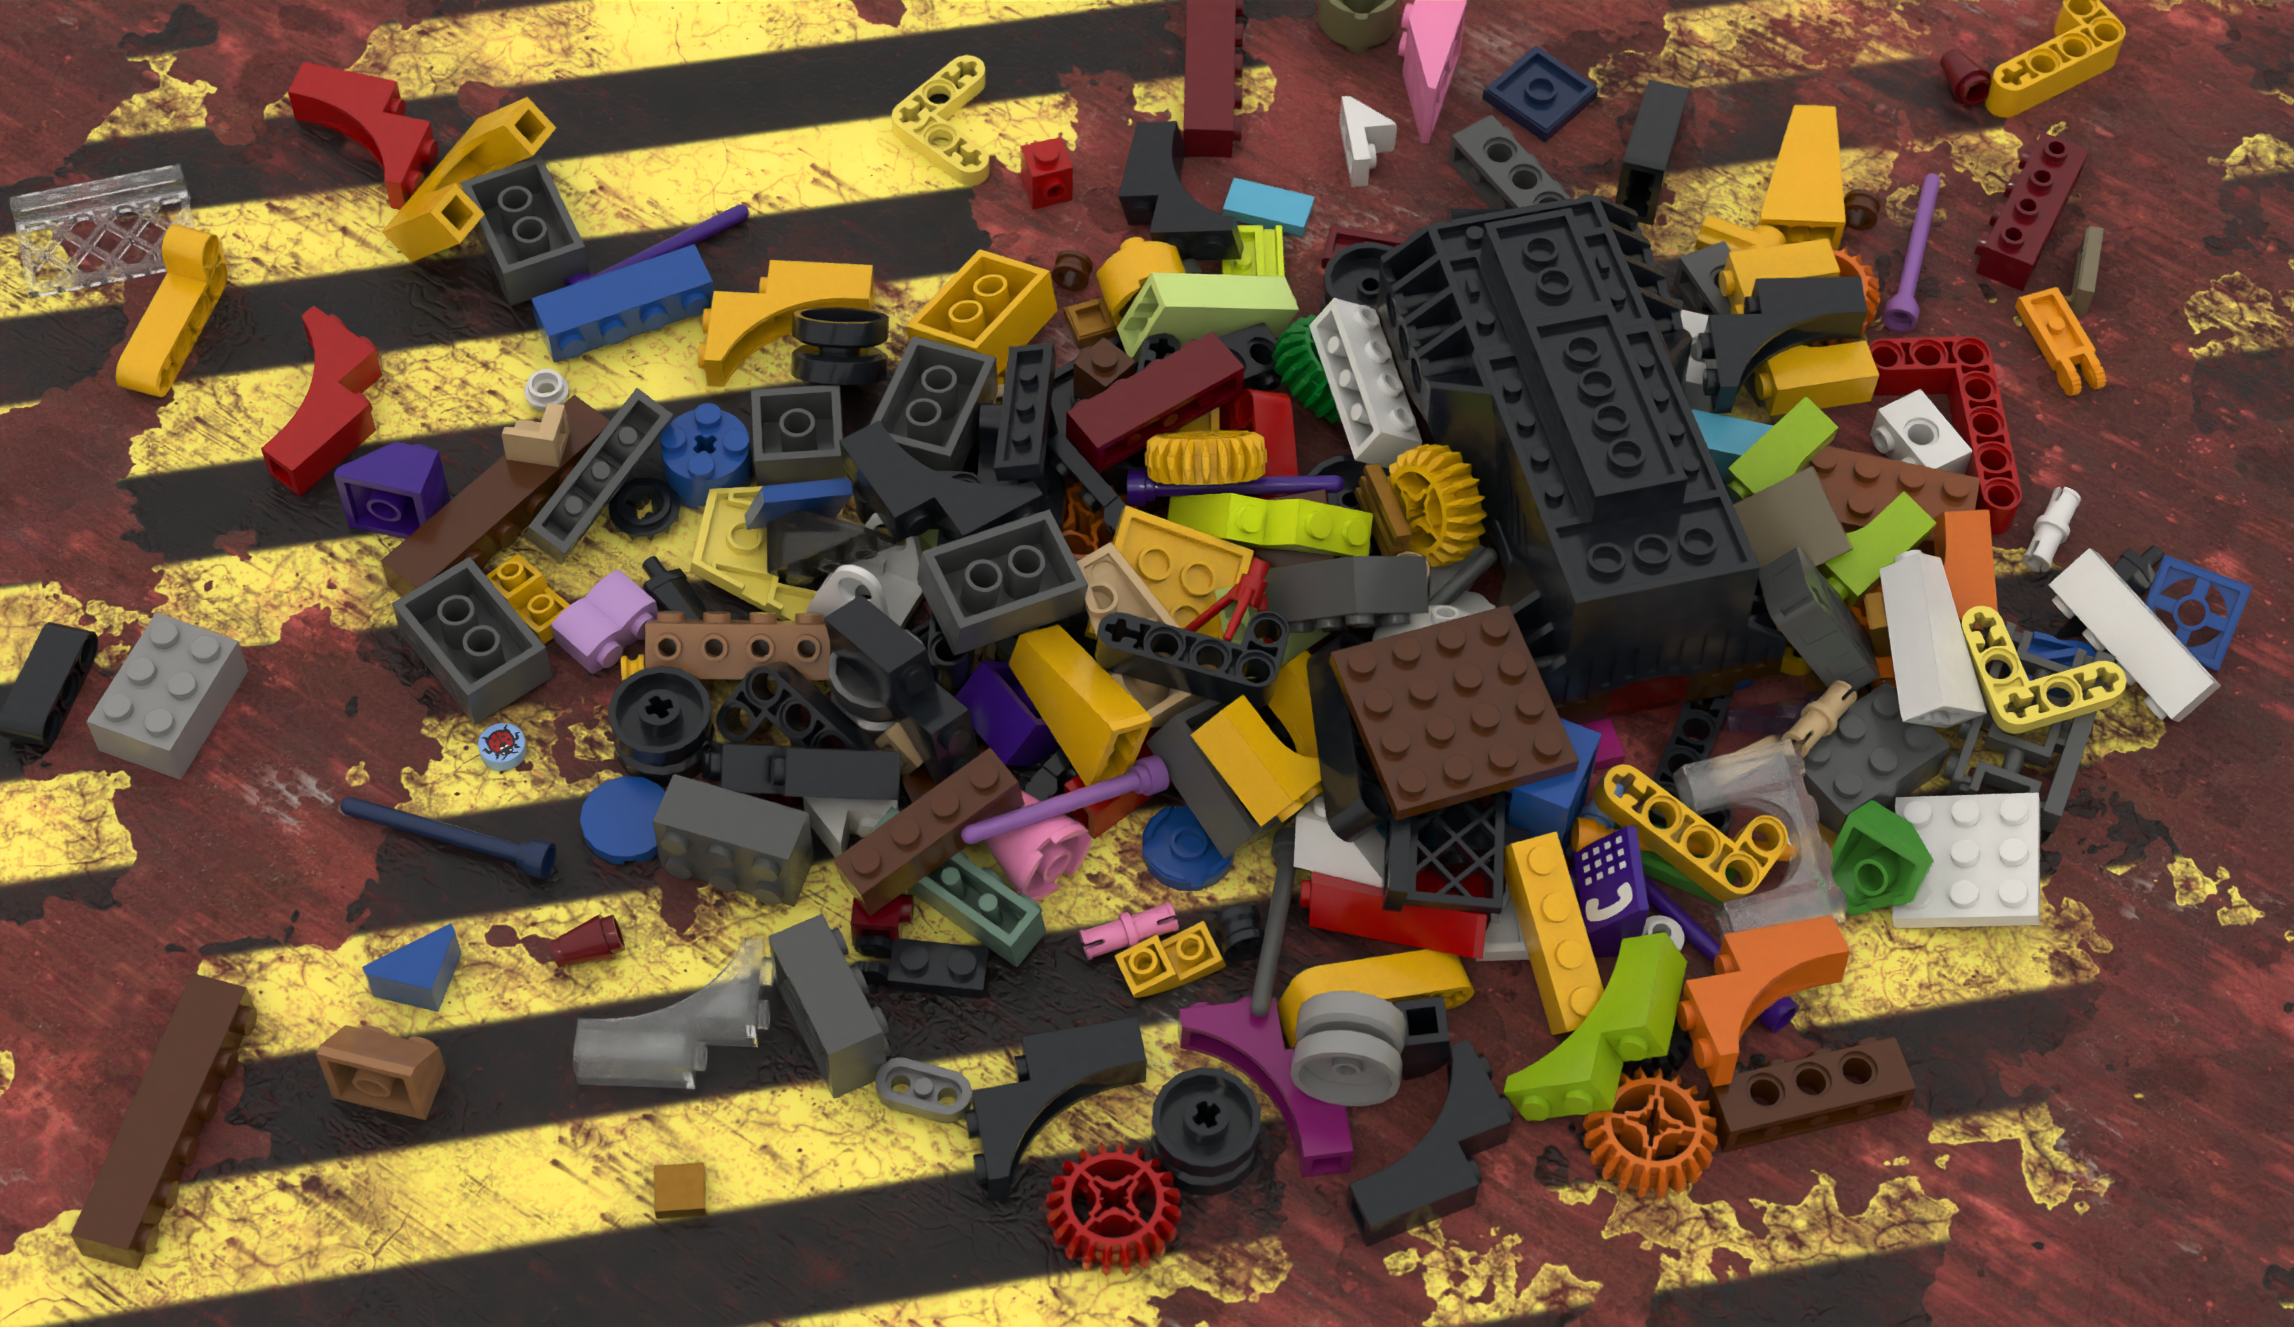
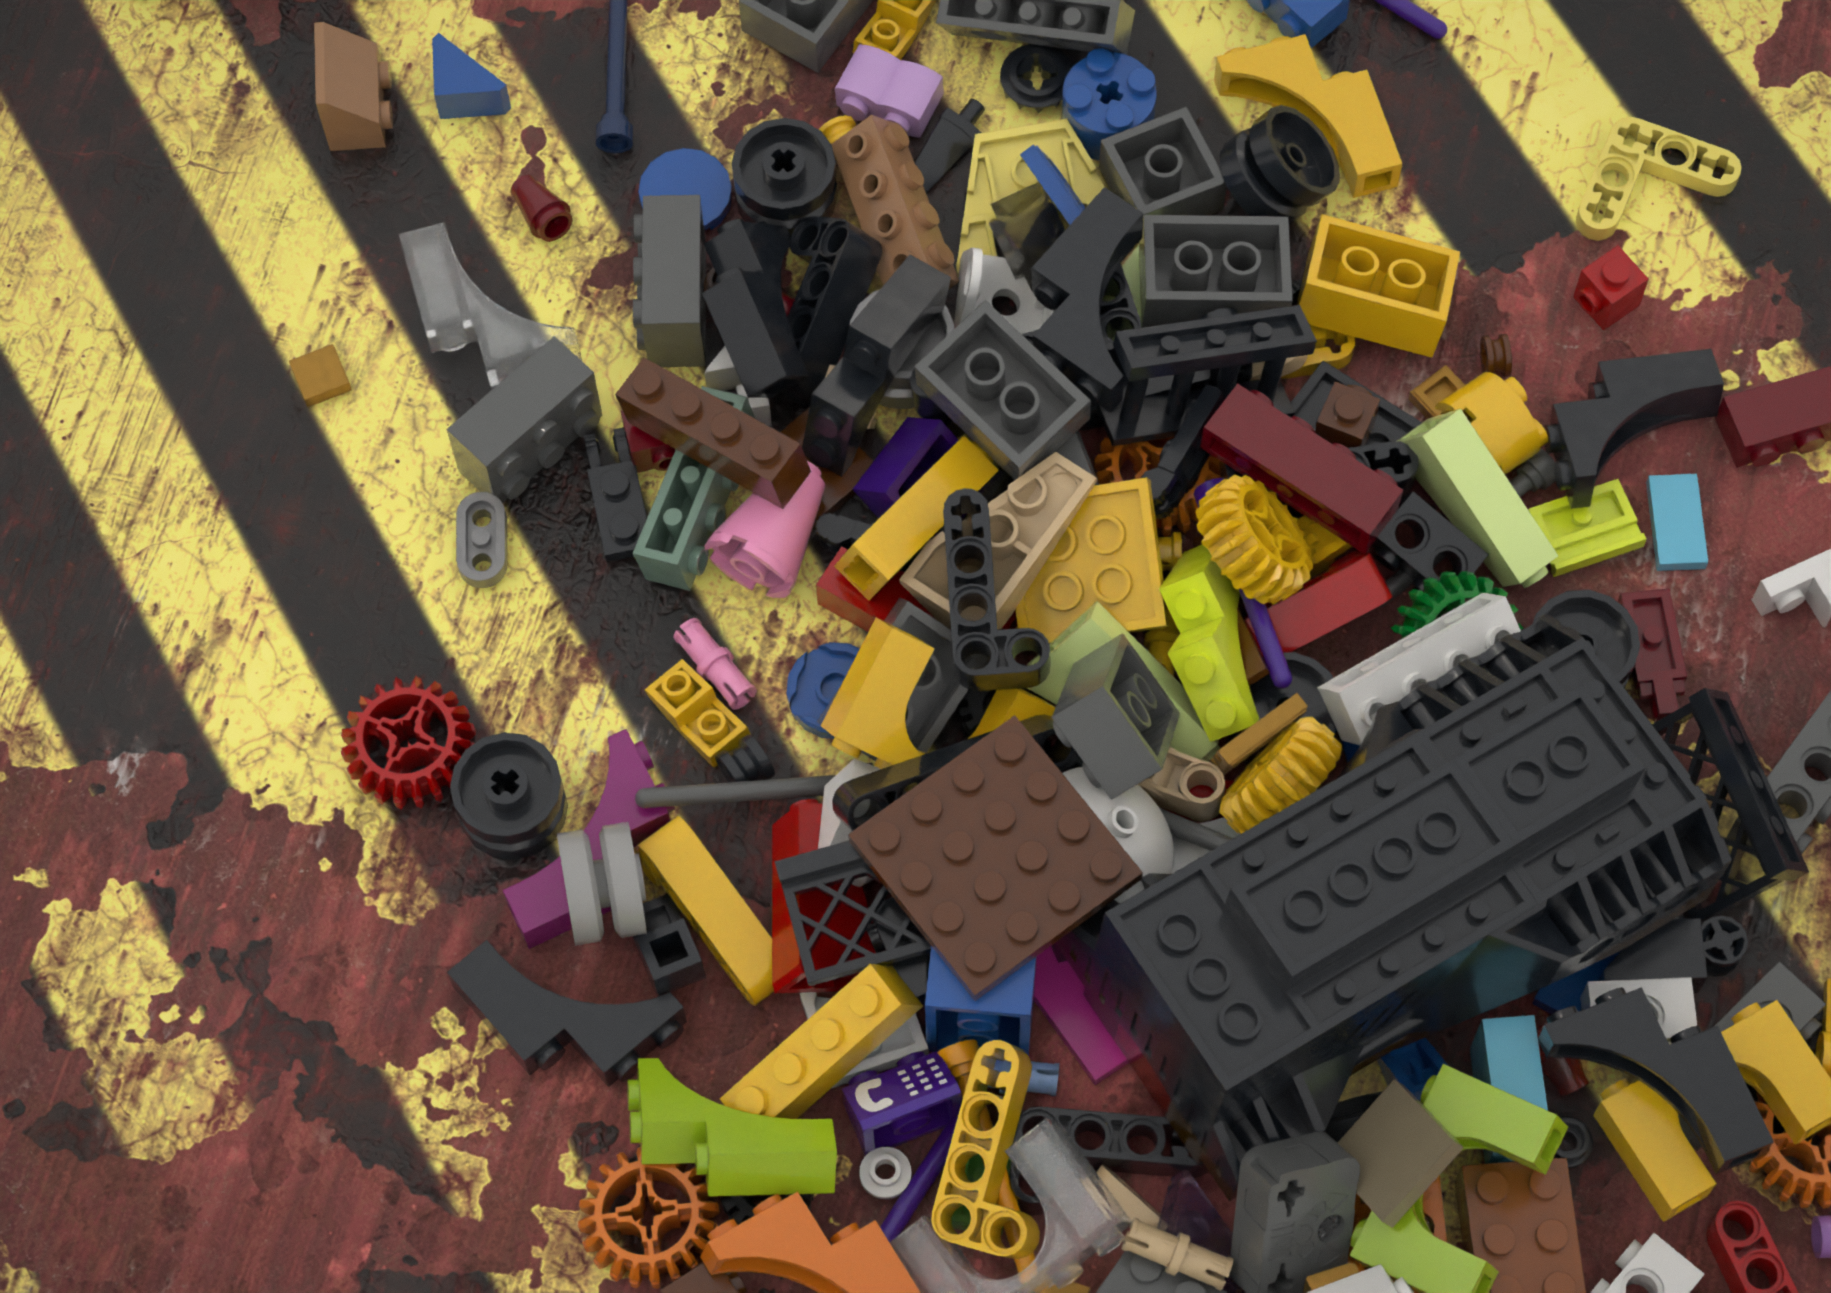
camera: 75 degrees right, 10 degrees up
(502, 746) = (726, 61): light blue tile -> none
(1051, 1077) = (528, 645): black arch -> none
(1146, 777) = (861, 608): medium lavender piece -> none
(1248, 592) = (1075, 622): red plant -> none

